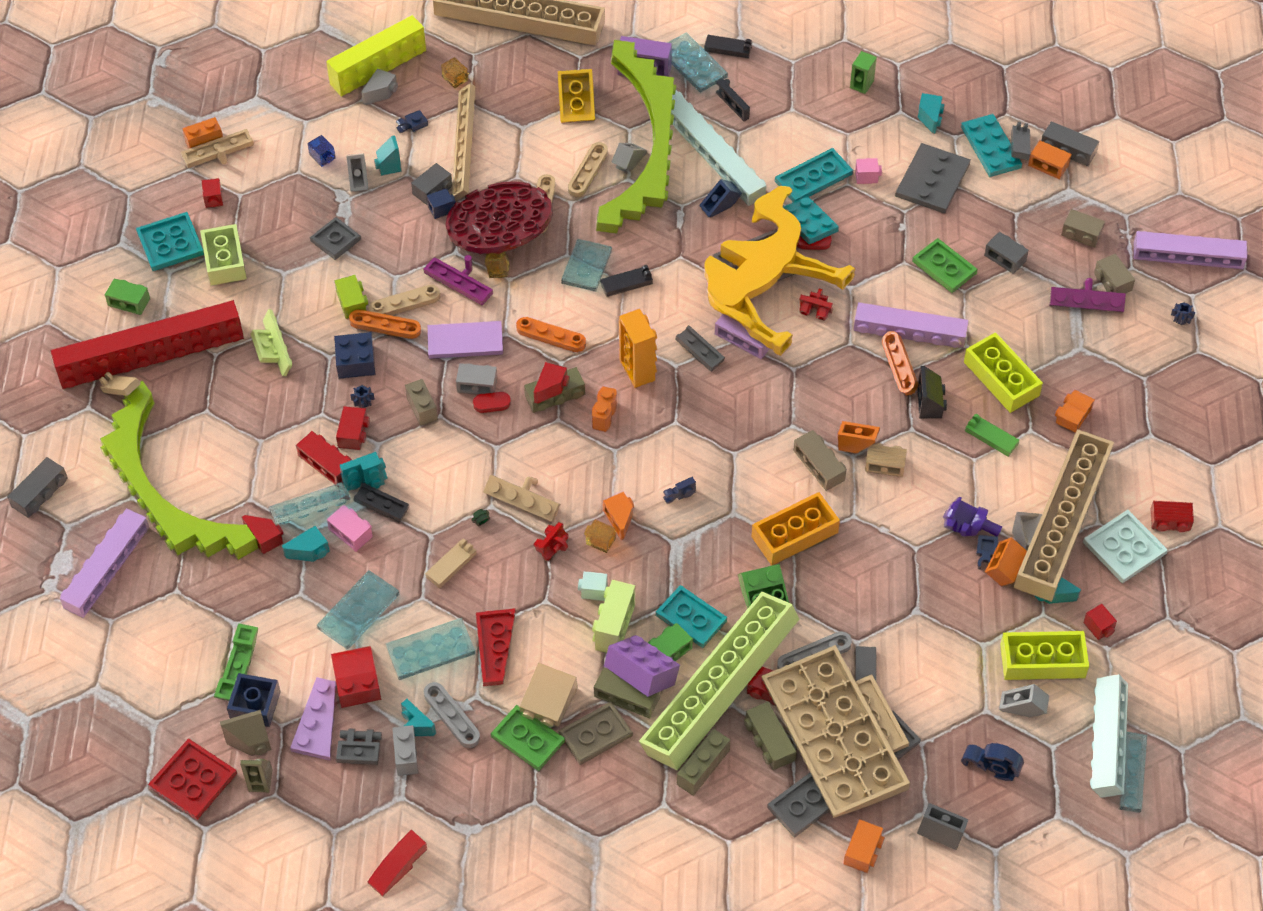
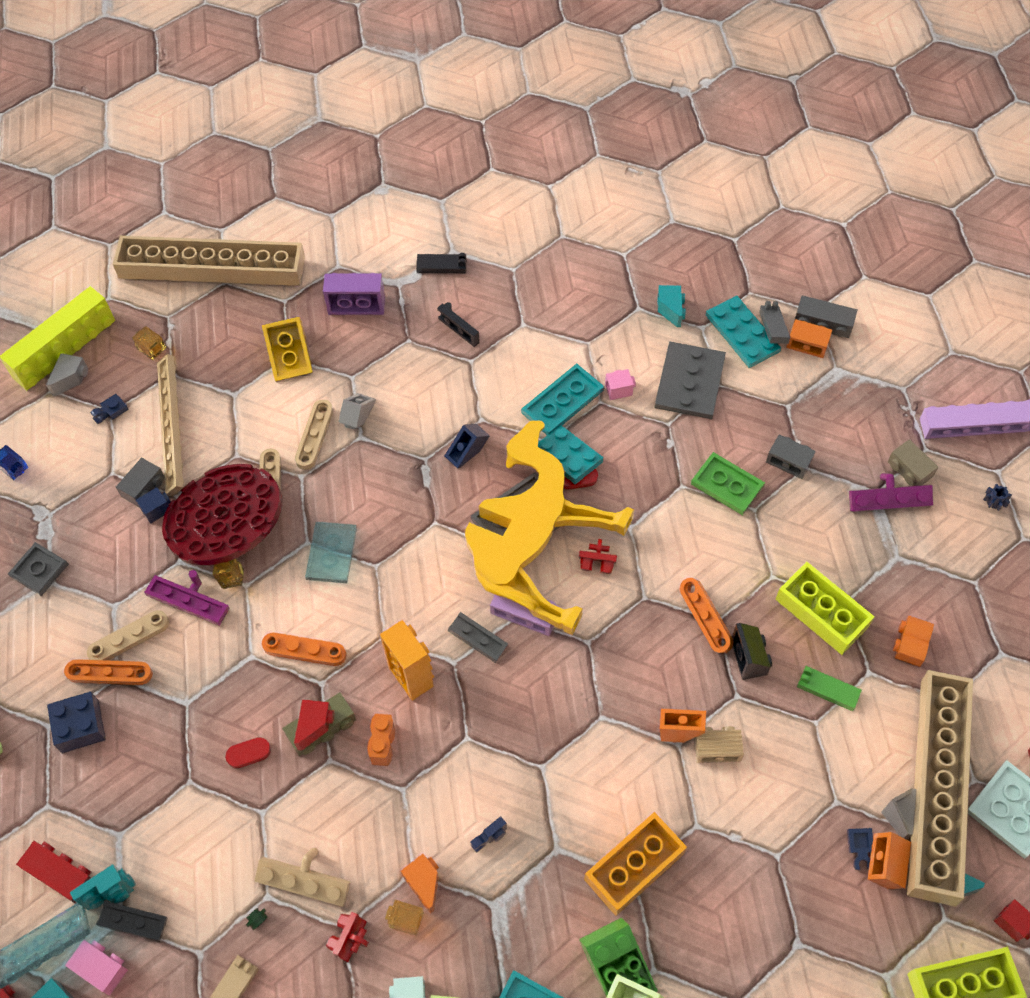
camera: 10 degrees left, 5 degrees up
(350, 294) = (62, 642): lime brick -> none
(352, 428) = (84, 823): red brick -> none
(357, 172) = (53, 481): light grey slope -> none
(362, 396) = (93, 773): dark blue gear -> none
(388, 157) = (86, 459): teal slope -> none
(421, 402) = (163, 772): dark tan brick -> none
(465, 339) = (205, 674): lavender tile -> none
(476, 379) = (225, 726): light grey brick -> none
(626, 281) = (379, 565): black hinge -> none
(657, 96) = (387, 443): lime arch -> none
(695, 63) = (410, 288): clear light blue plate -> none
(716, 150) = (438, 378): light aqua brick -> none
(820, 460) = (644, 760): dark tan brick -> none
(863, 72) = (591, 271): bright green brick -> none
(911, 325) = (708, 565): lavender brick -> none
(968, 519) = (833, 811): dark purple piece -> none
(1083, 228) = (864, 413): dark tan brick -> none

